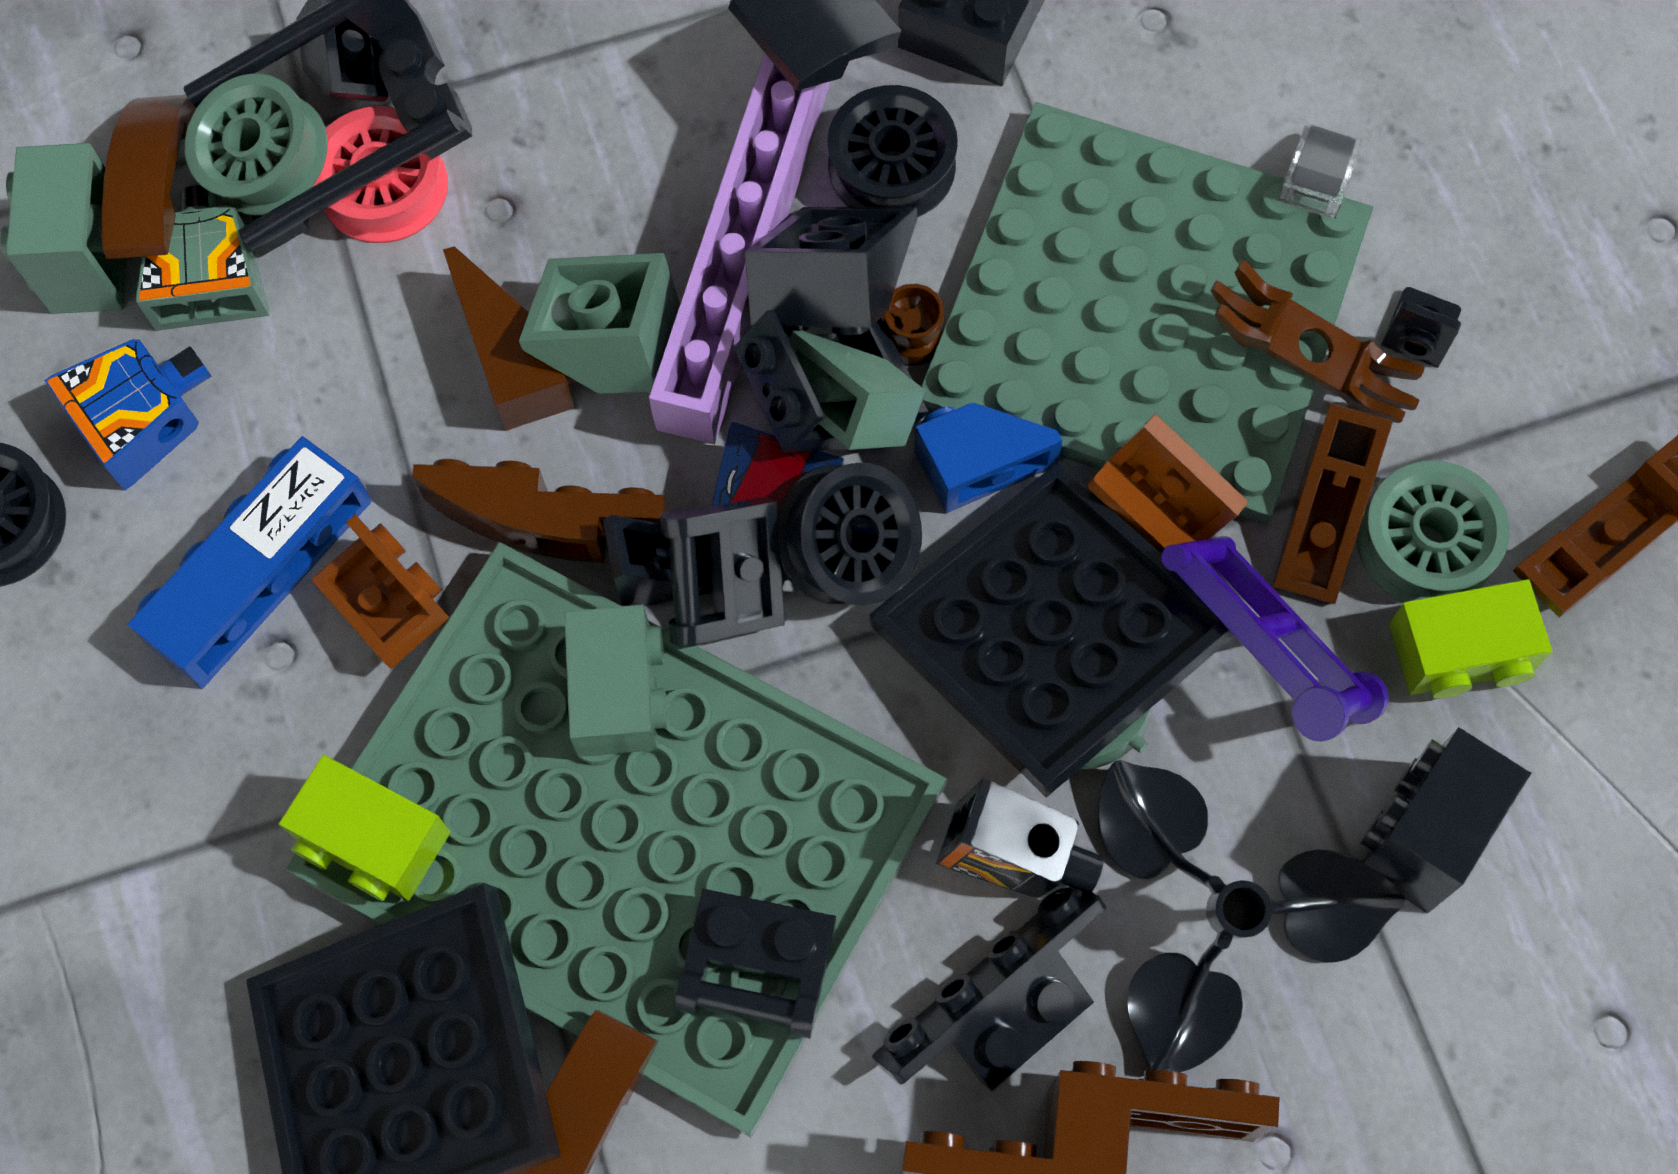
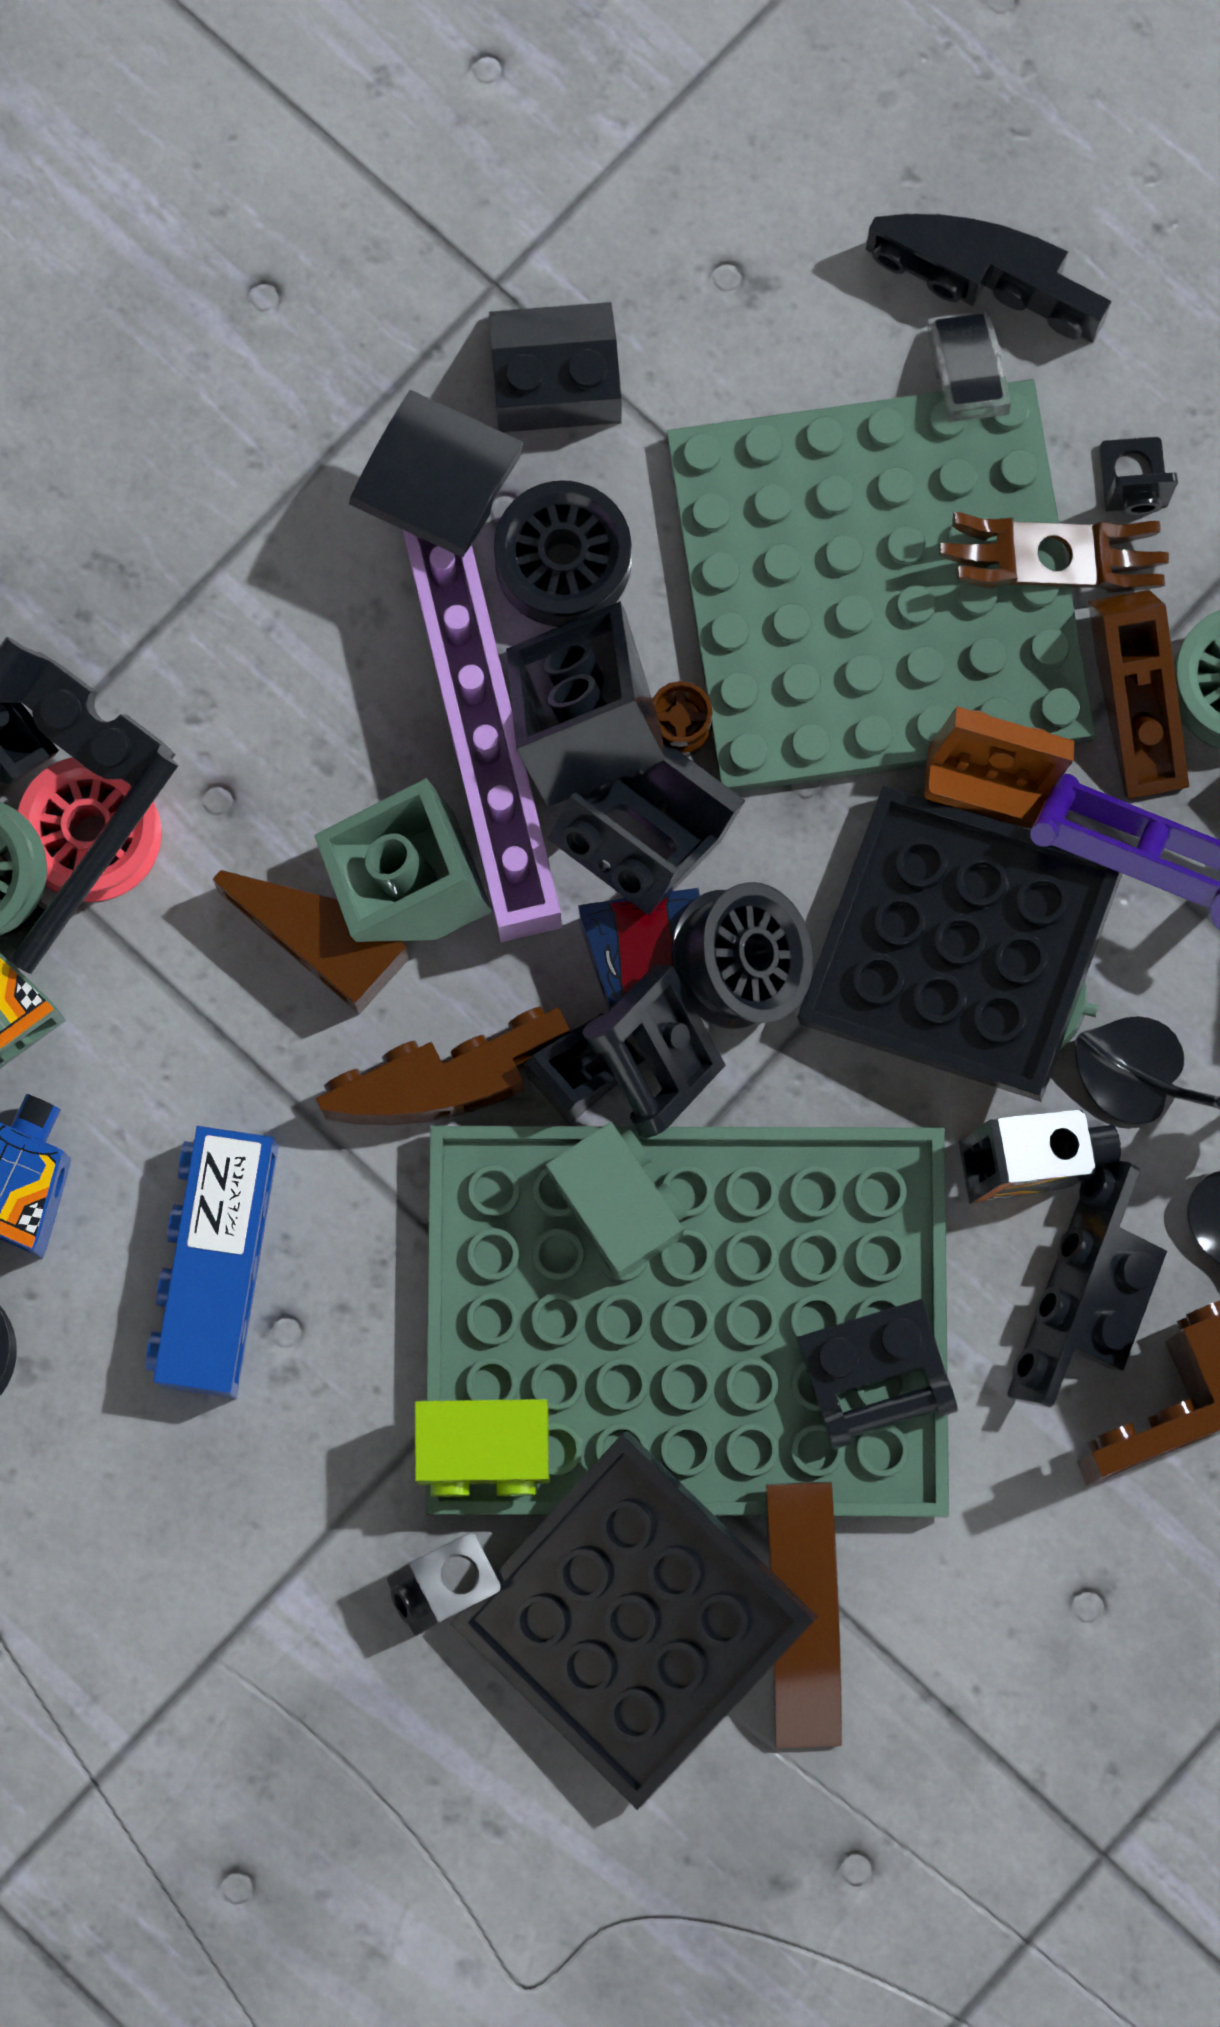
camera: 30 degrees left, 10 degrees up
(232, 941) = (423, 1597): none -> bracket
(379, 596) = (354, 1232): dark orange bracket -> none
(861, 394) = (684, 821): sand green slope -> none
(981, 452) = (807, 812): blue slope -> none
(1372, 87) = (967, 254): none -> black slope

